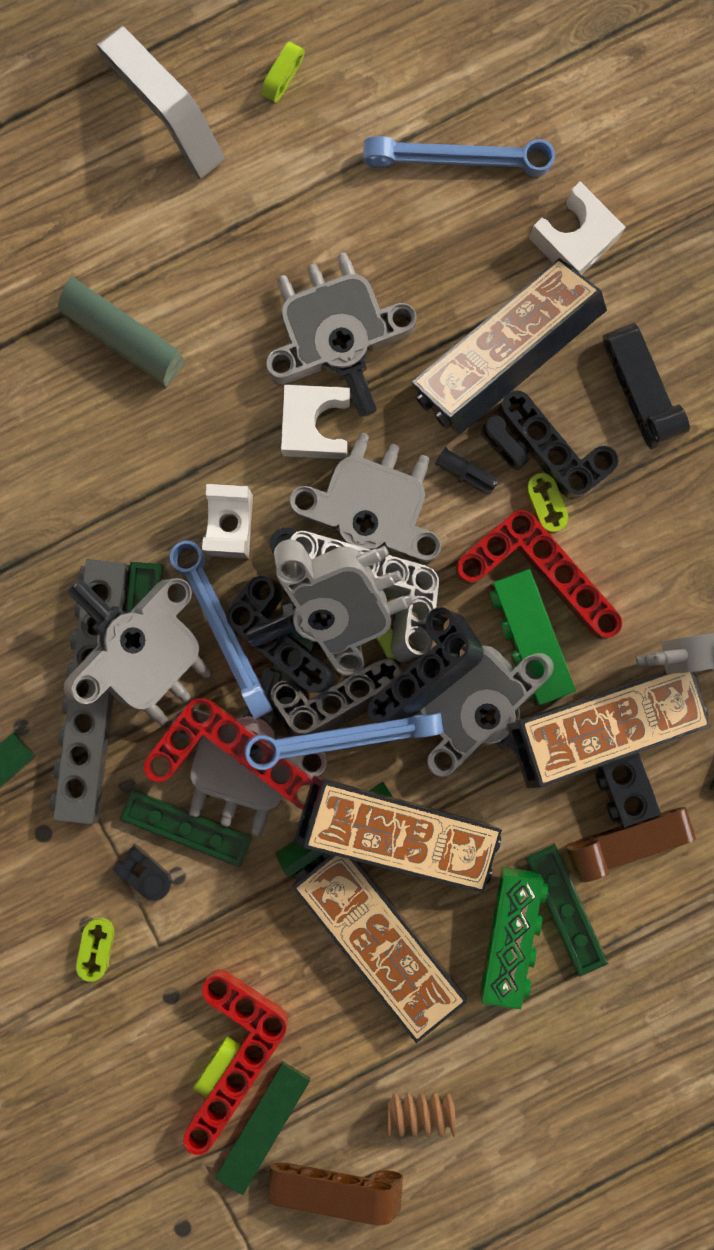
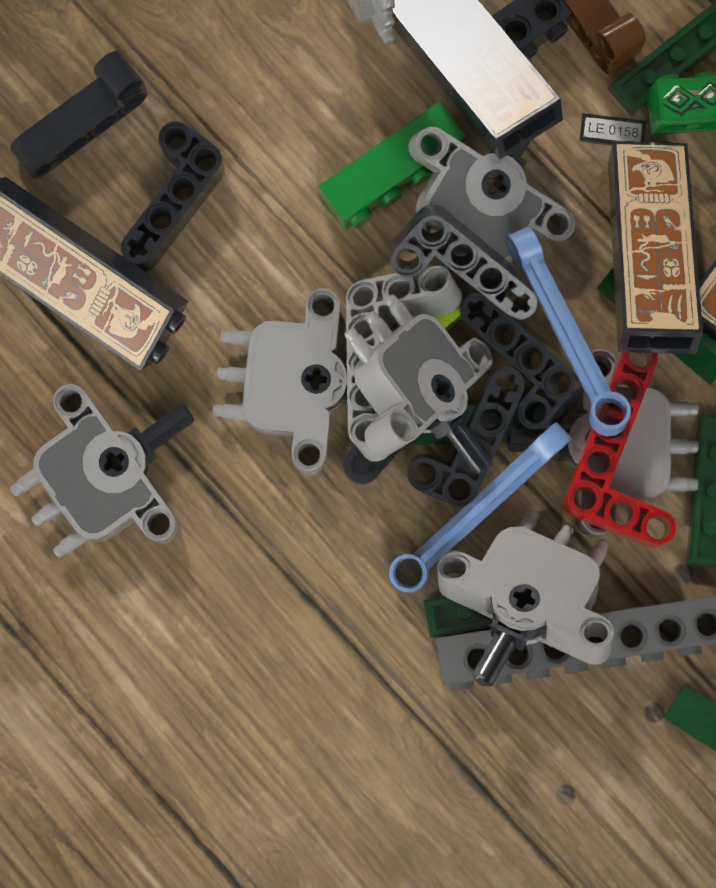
camera: 105 degrees left, 5 degrees down
(120, 332) = (169, 722): sand green brick -> none
(225, 502) = (376, 519): white piece -> none
(300, 414) = (216, 486): white piece -> none
(466, 471) = (225, 287): black axle -> none
(510, 450) = (188, 245): black plate -> none
(516, 836) = (610, 129): none -> sticker
(546, 568) = (310, 171): red beam -> none
(554, 500) = (231, 184): lime beam -> none

